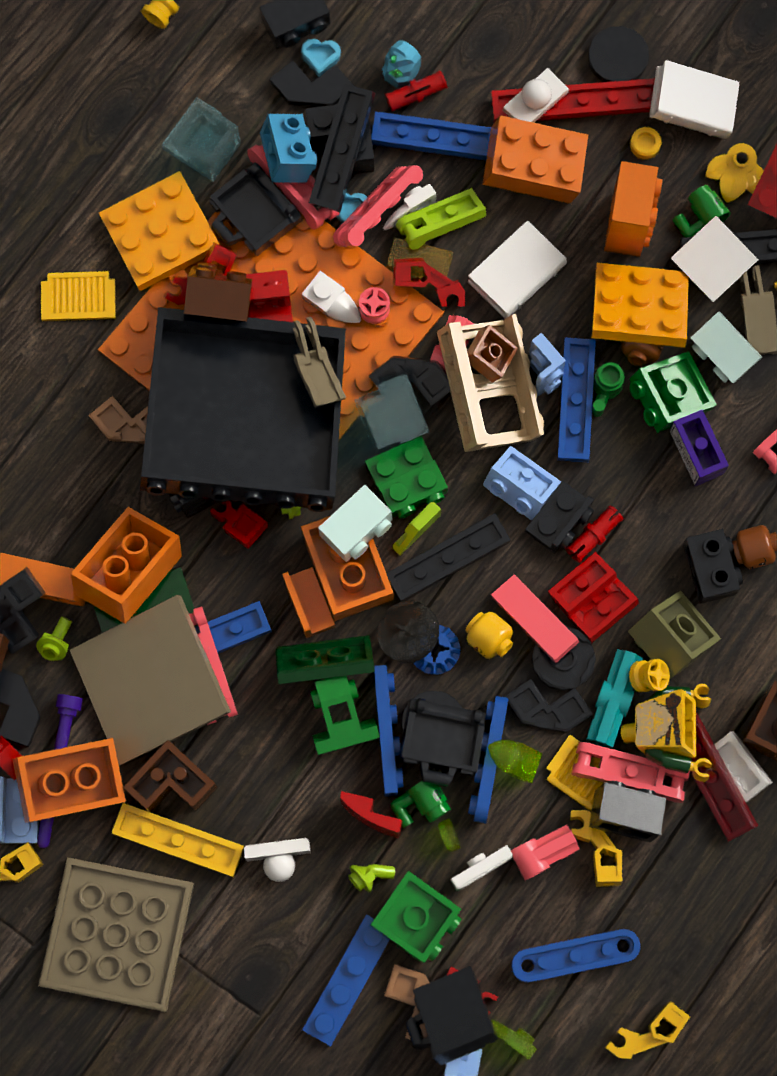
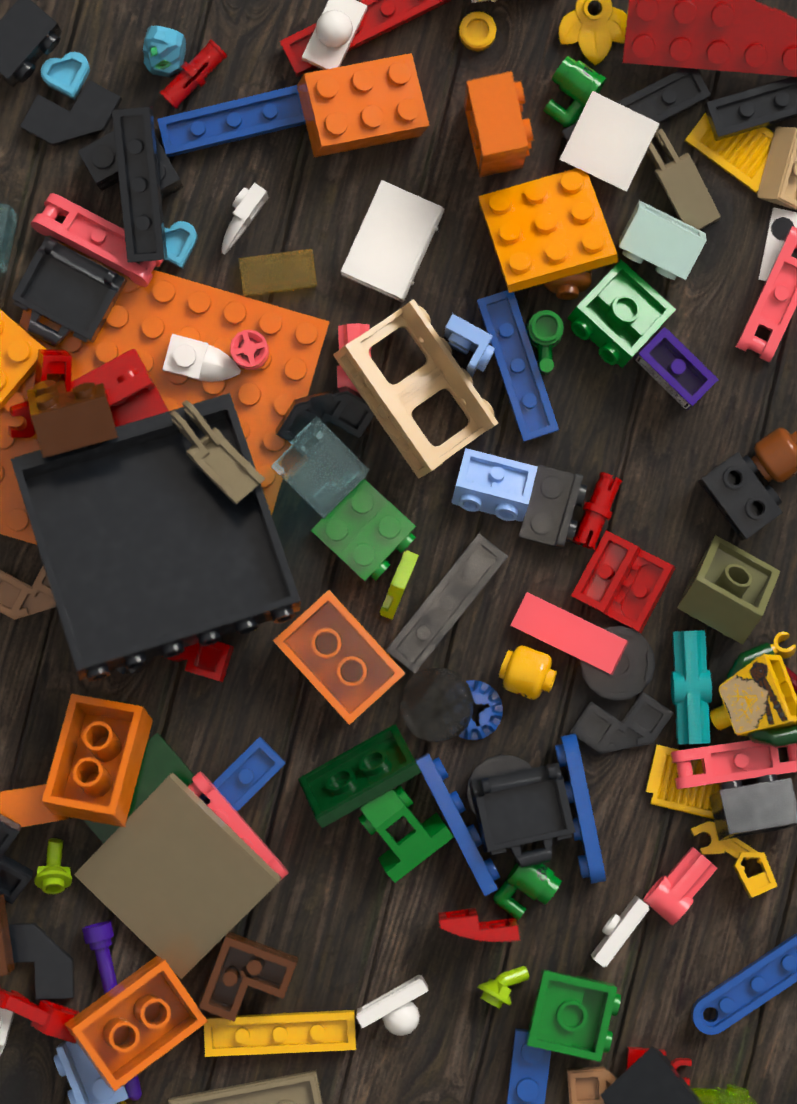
camera: 20 degrees left, 10 degrees up
(288, 148) = (77, 207): dark azure brick -> none
(309, 602) = (313, 714): orange panel -> none
(356, 524) = (335, 617): light aqua brick -> none
(382, 198) = (203, 230): coral plate -> none
(441, 218) = (283, 215): lime plate -> none
(443, 285) = (316, 292): red piece -> none
(449, 835) = (571, 909): clear neon green tile -> none
(491, 353) = (404, 356): dark orange piece -> none
(515, 759) = (610, 798): clear neon green plate -> none
(649, 675) = (720, 649): yellow wheel -> none

